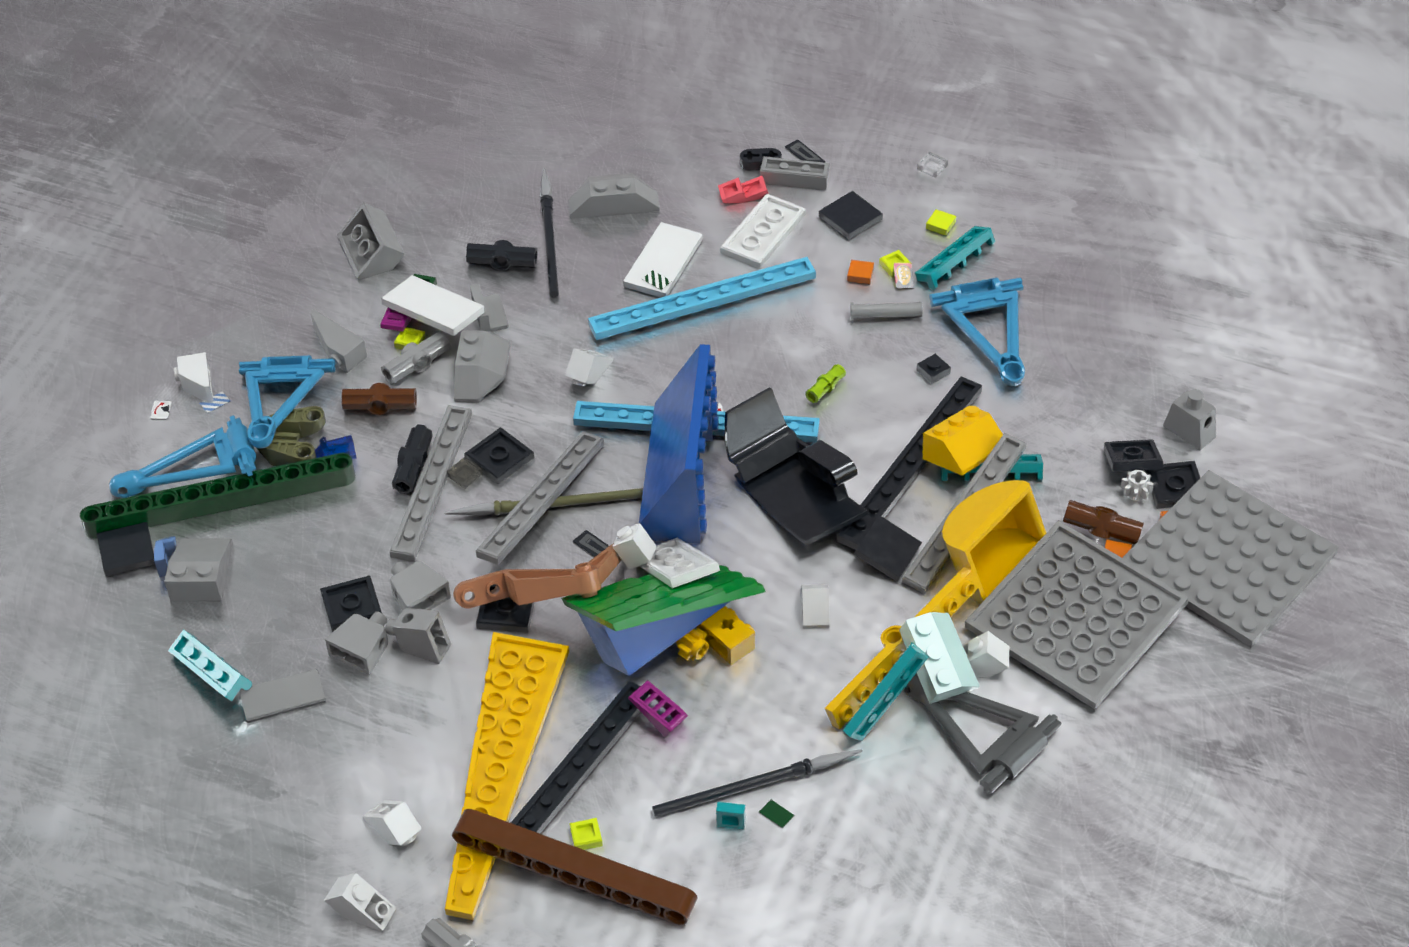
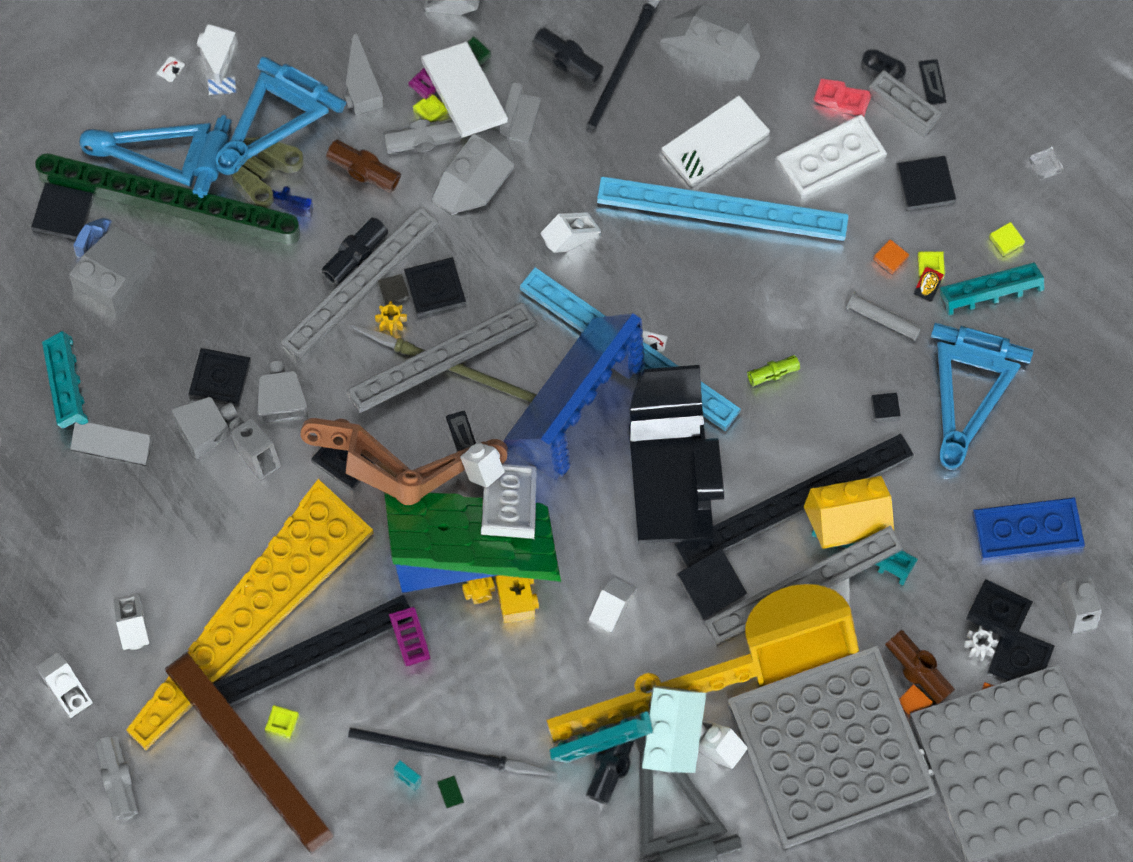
camera: 25 degrees right, 20 degrees up
(477, 490) = (390, 325): none -> yellow gear
(904, 720) = (609, 767): none -> black piece
(1109, 396) = (1028, 529): none -> blue tile

